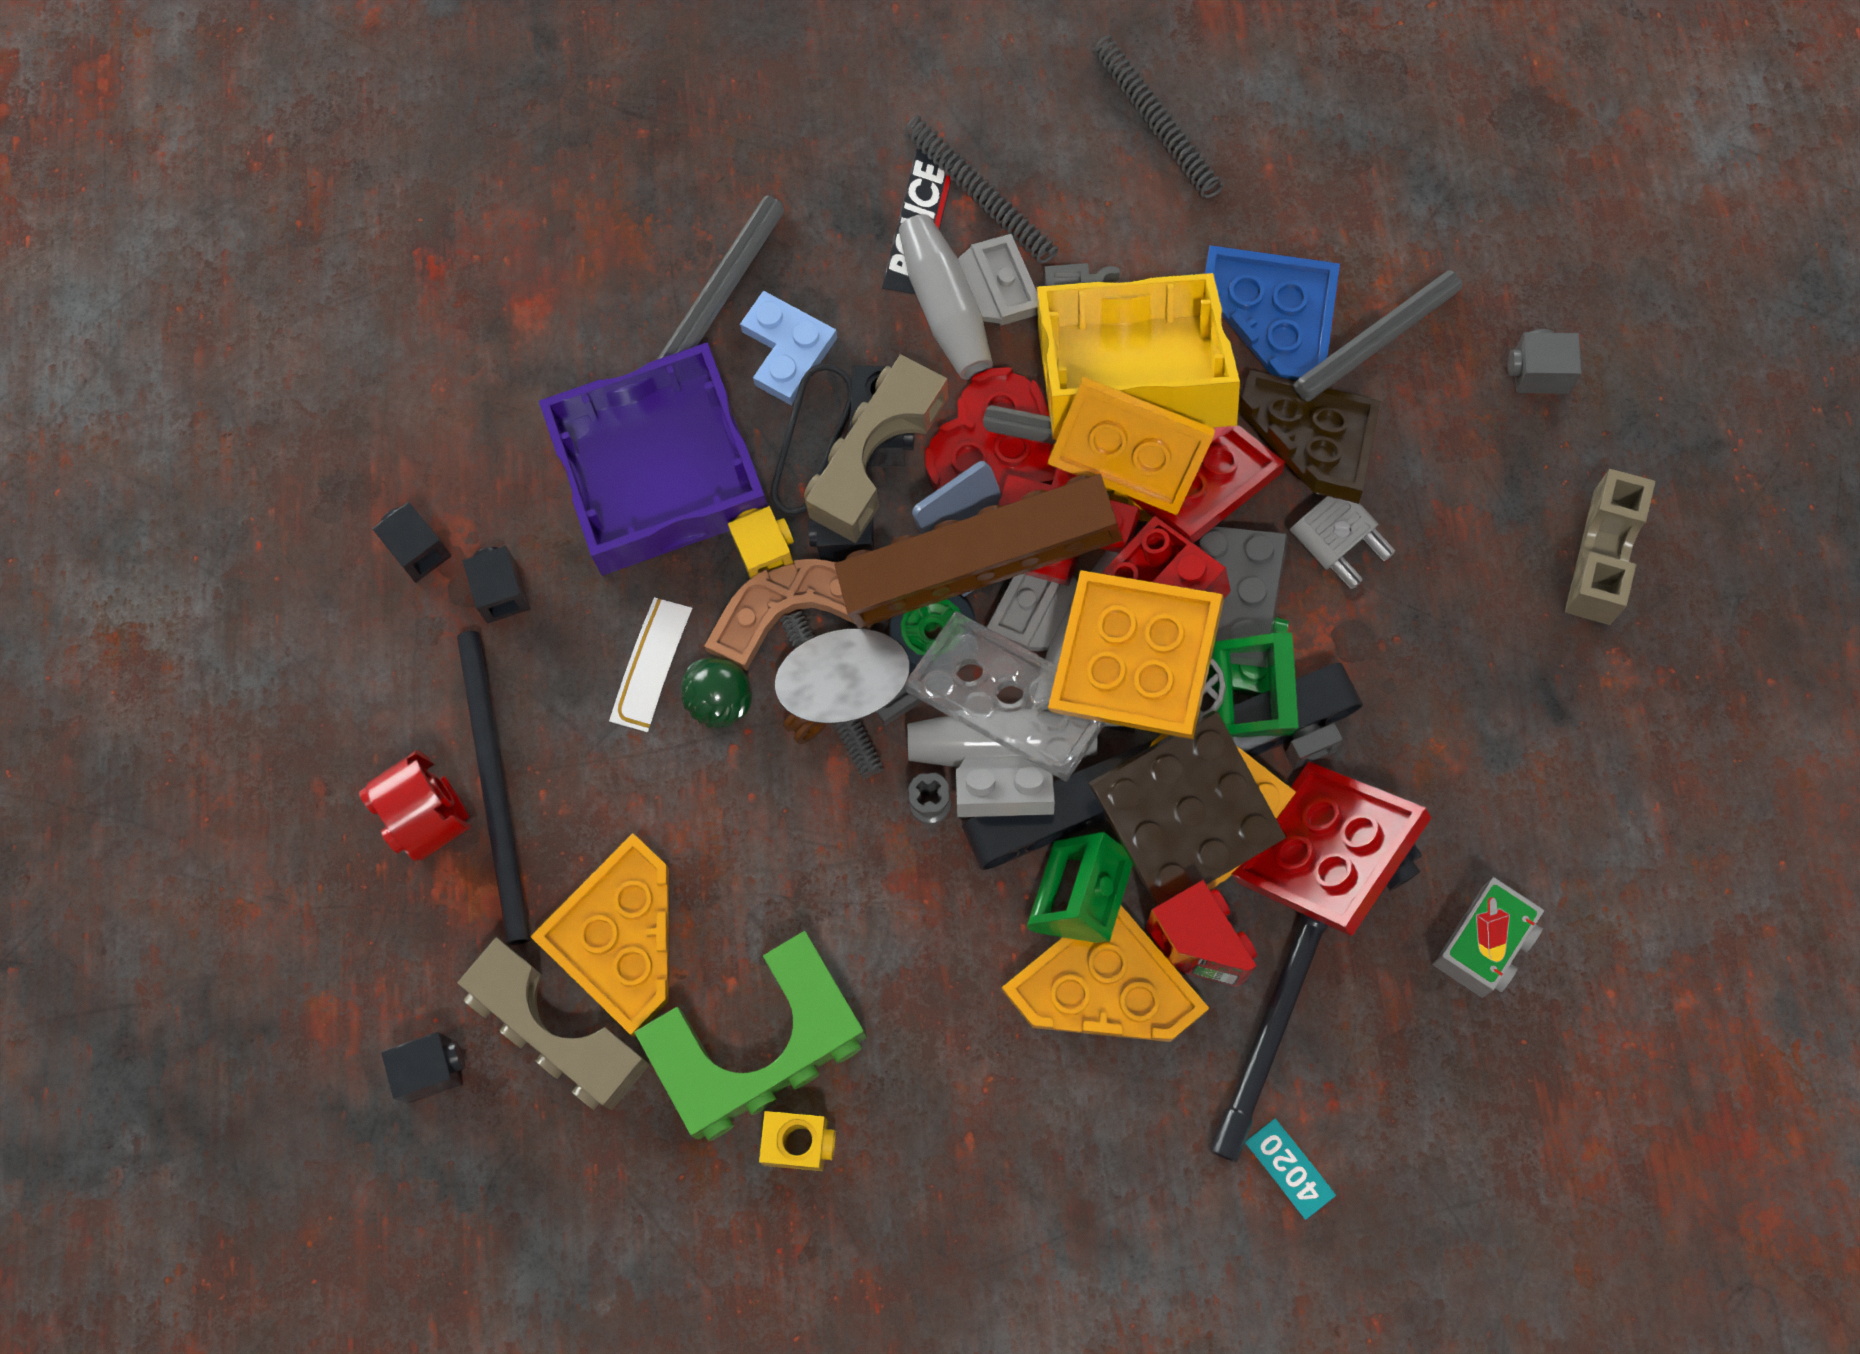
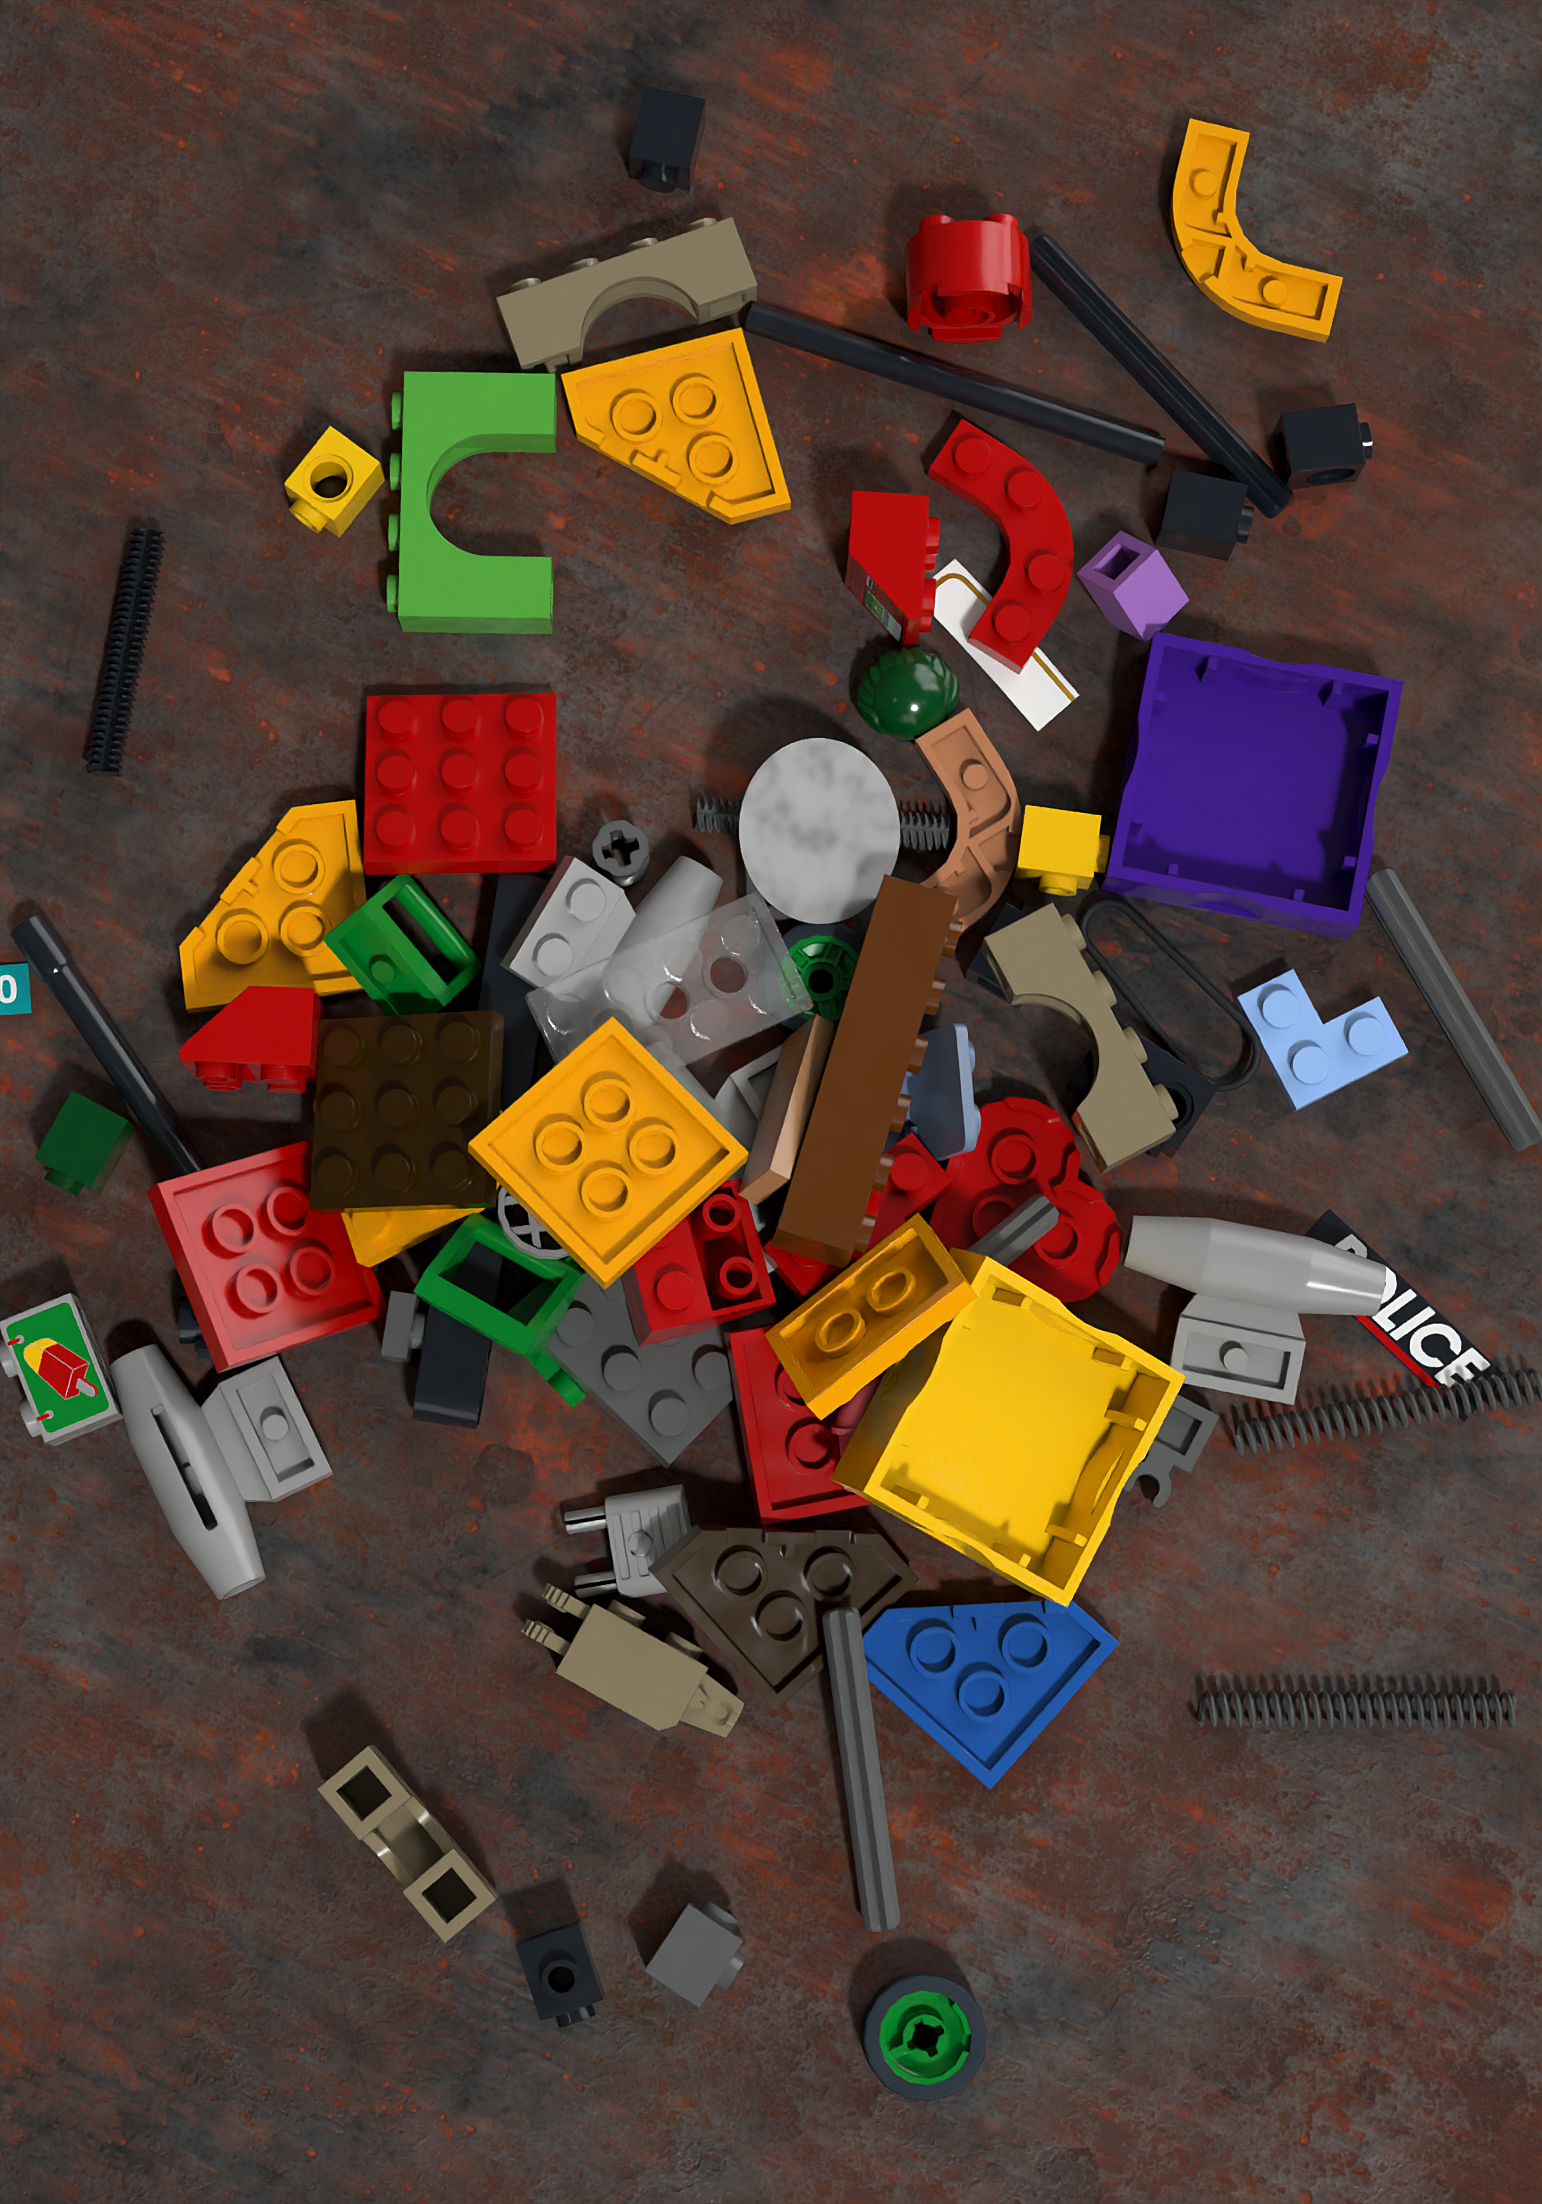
camera: 110 degrees right, 10 degrees up
(312, 676) = (1220, 255): none -> light orange plate
(417, 663) = (1158, 376): none -> black axle
(565, 678) = (1035, 536): none -> red plate
(567, 592) = (1133, 586): none -> medium lavender brick
(639, 737) = (887, 559): none -> red slope
(948, 925) = (460, 784): none -> red plate
(996, 1211) = (124, 652): none -> black axle
(1030, 583) = (787, 1110): none -> medium nougat tile
(1340, 1017) = (84, 1146): none -> dark green brick
(1414, 491) = (635, 1670): none -> dark tan hinge
(1474, 806) = (213, 1458): none -> light grey plate
(1493, 244) = (889, 2029): none -> wheel
(1611, 426) = (561, 1974): none -> black brick

